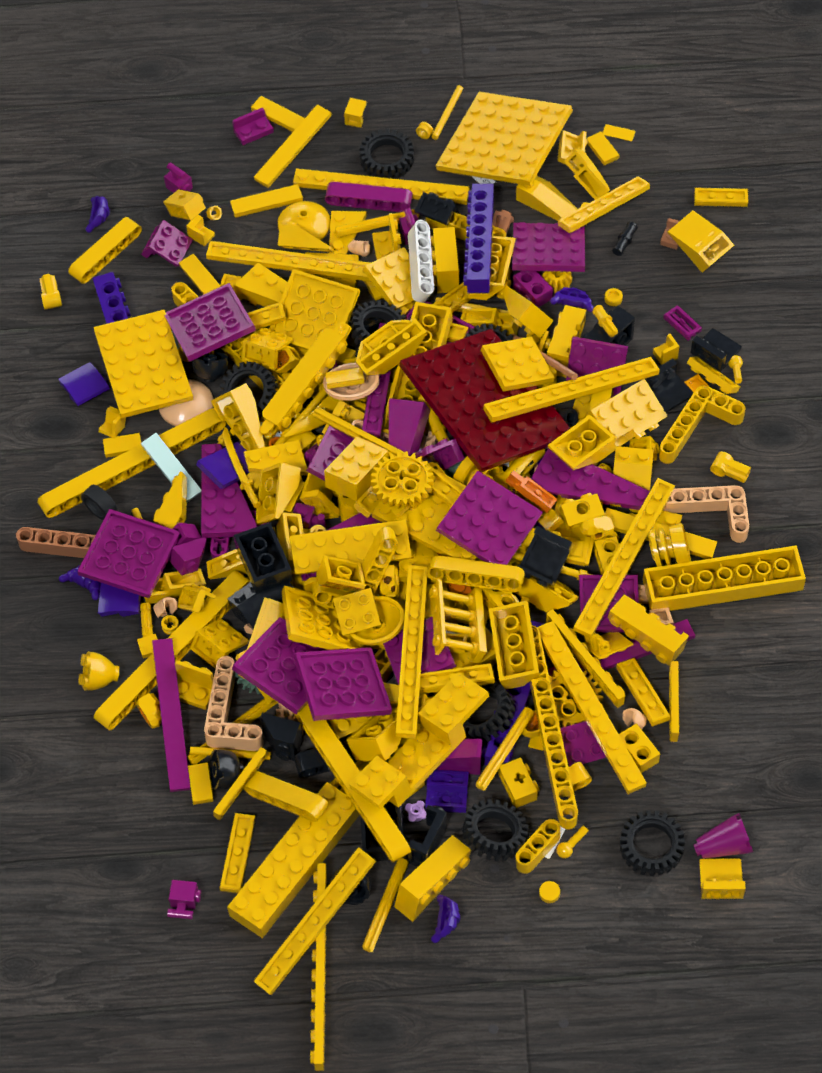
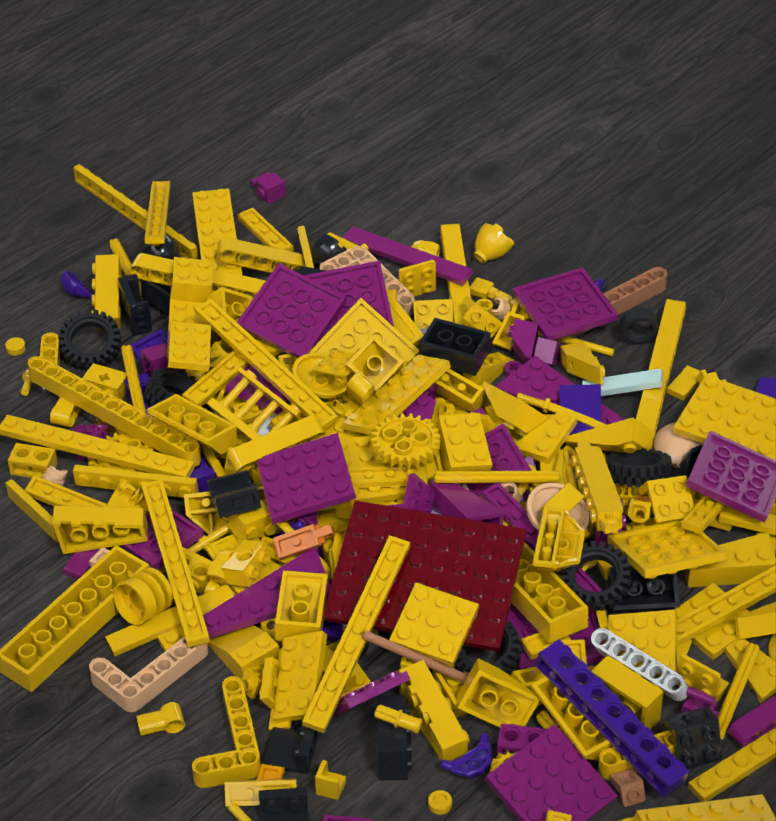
camera: 135 degrees right, 15 degrees down
(359, 247) = (719, 659): light nougat arm -> none
(415, 817) = (162, 324): lavender plate -> none

